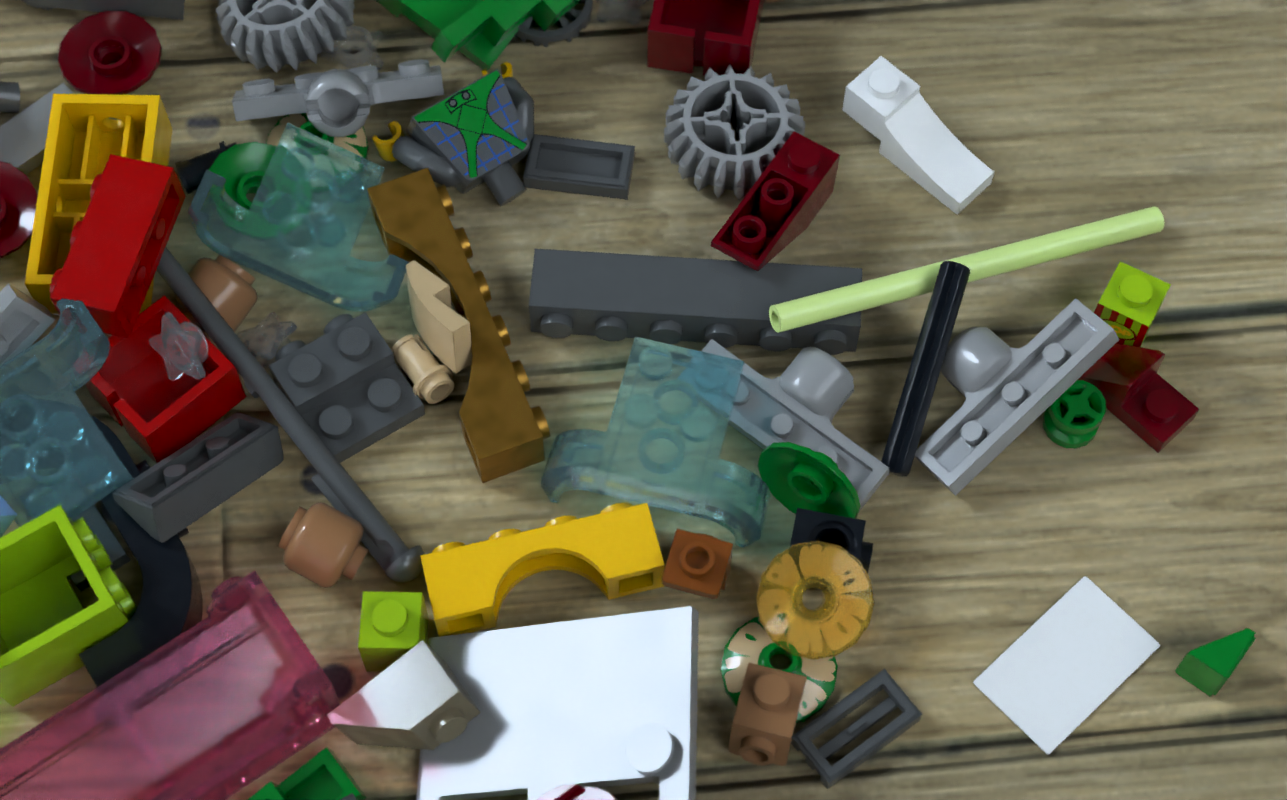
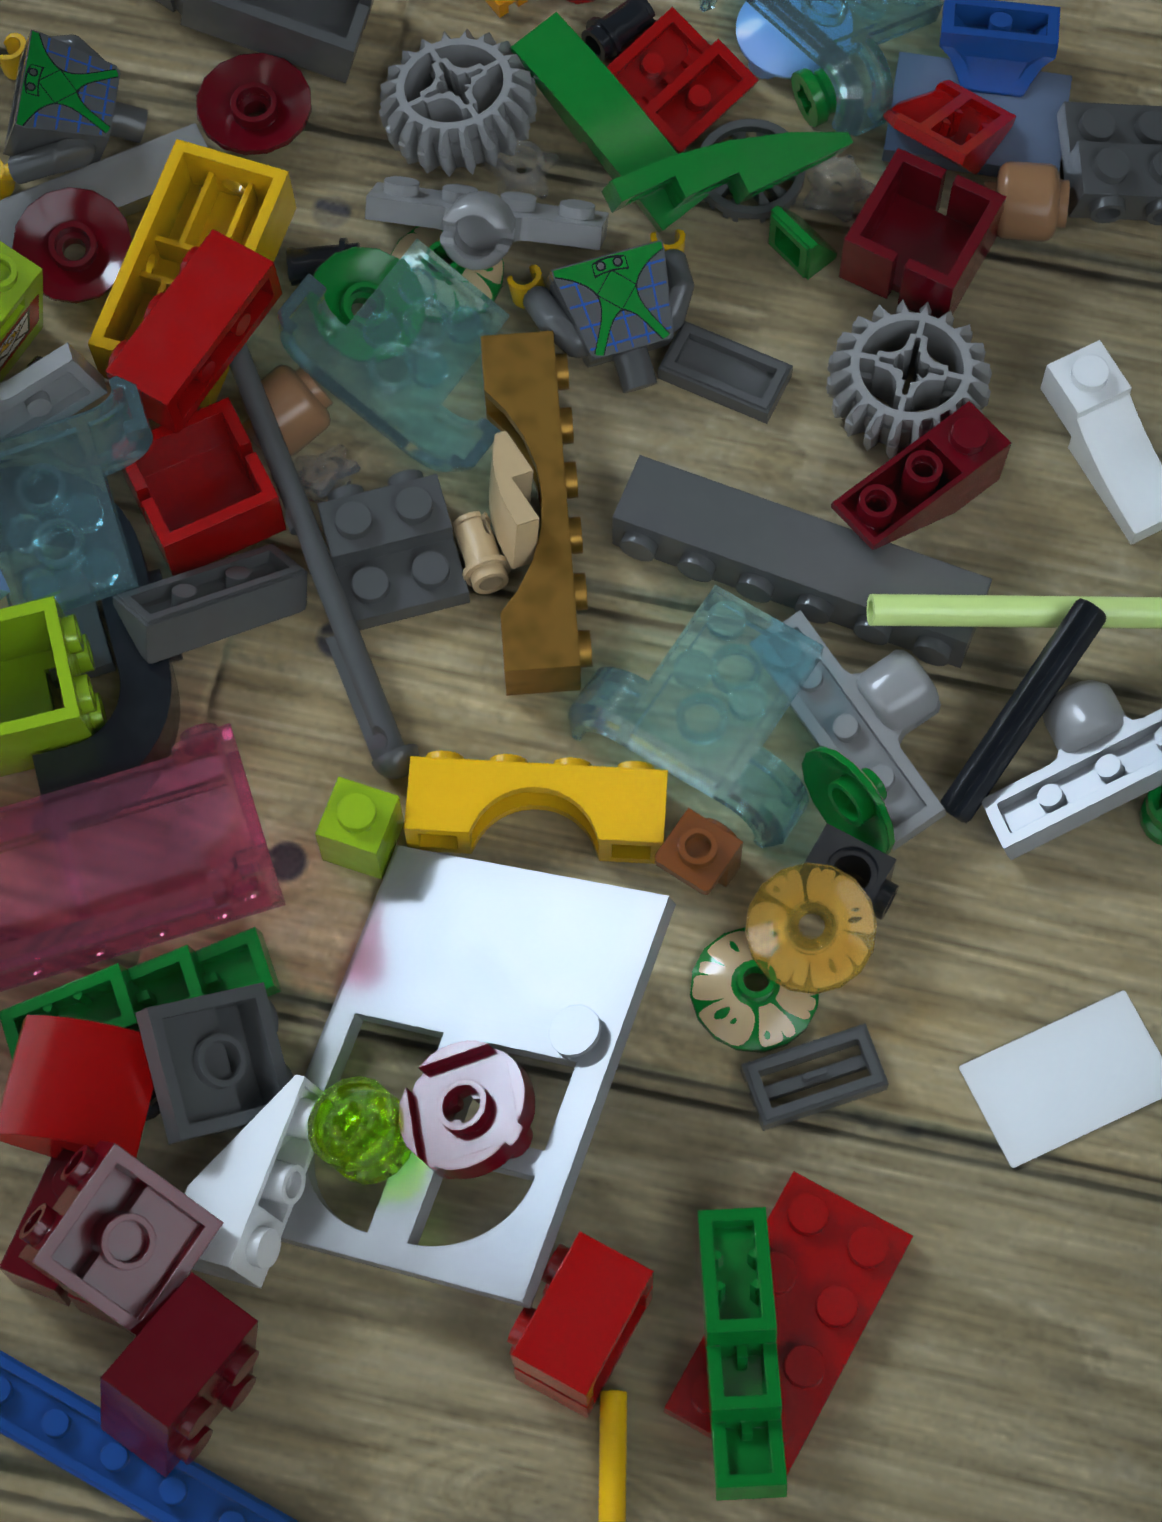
camera: 20 degrees right, 5 degrees up
(181, 347) = (229, 460): clear plate -> none
(323, 544) = (316, 713): medium nougat head -> none
(407, 704) = (350, 908): slope -> none
(605, 49) = (798, 243): none -> green slope
(766, 715) = (720, 1033): medium nougat bracket -> none

